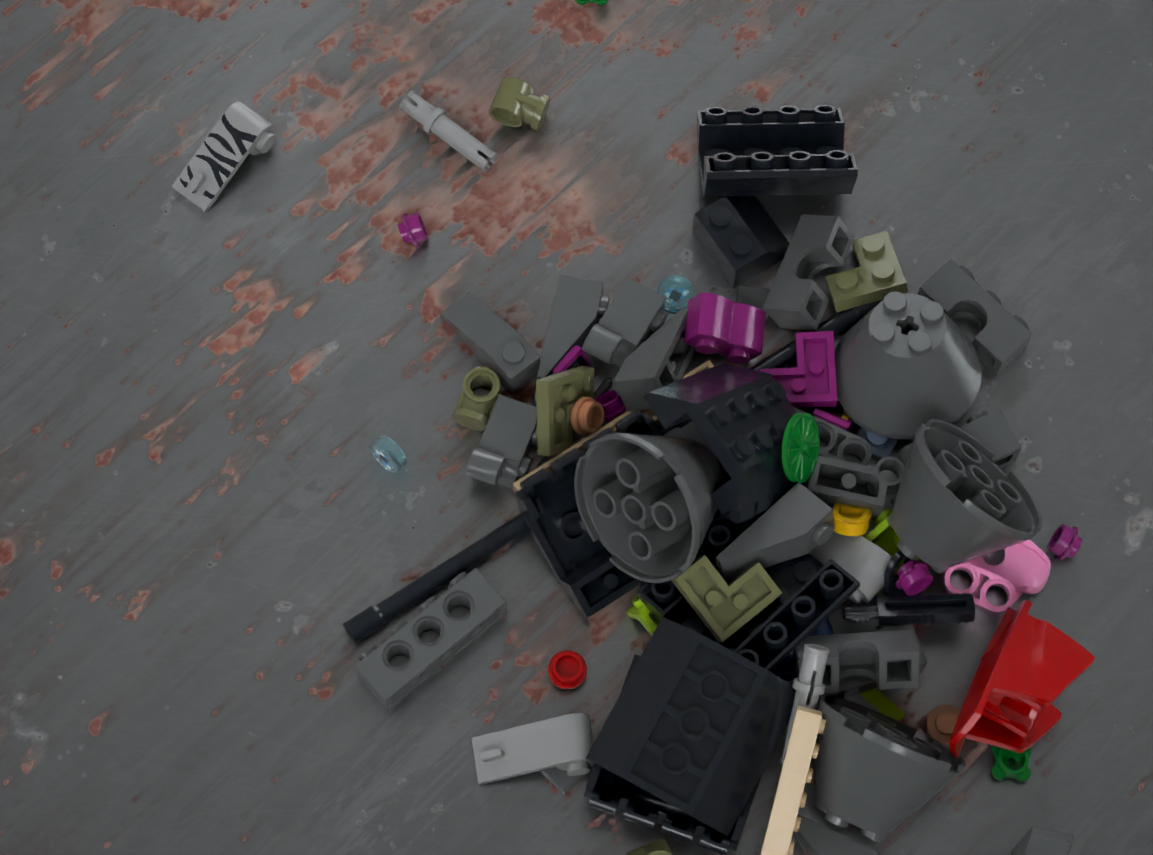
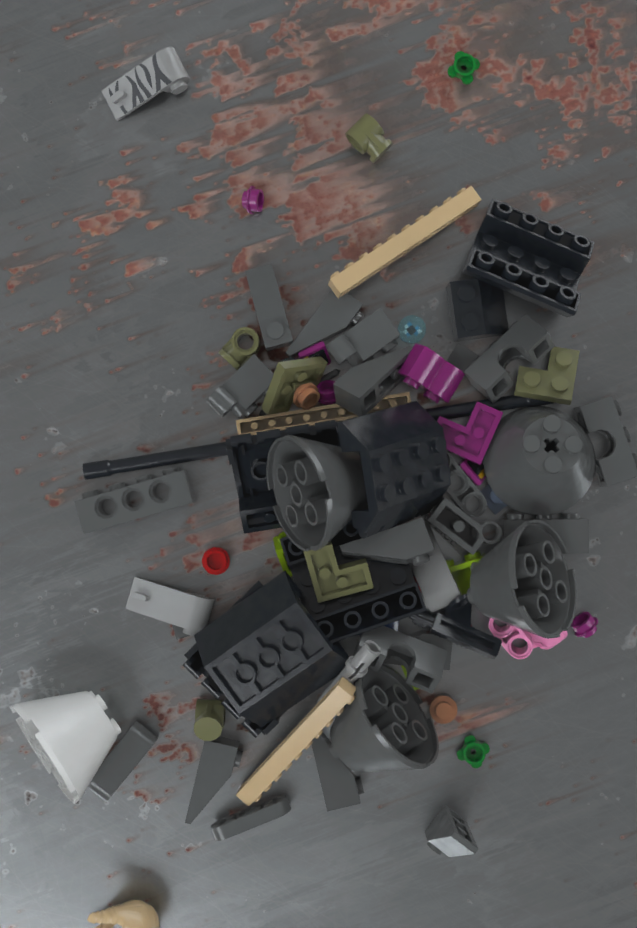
camera: 25 degrees right, 20 degrees up
(388, 454) = (163, 359): clear light blue tile -> none
(435, 121) = (310, 135): light grey pin -> none
(617, 197) = (404, 242): none -> tan piece
(800, 447) = (434, 495): green wheel -> none
(851, 519) = (447, 551): yellow tile -> none
(914, 577) = (467, 613): magenta plate -> none
(1017, 682) = (503, 717): red piece -> none

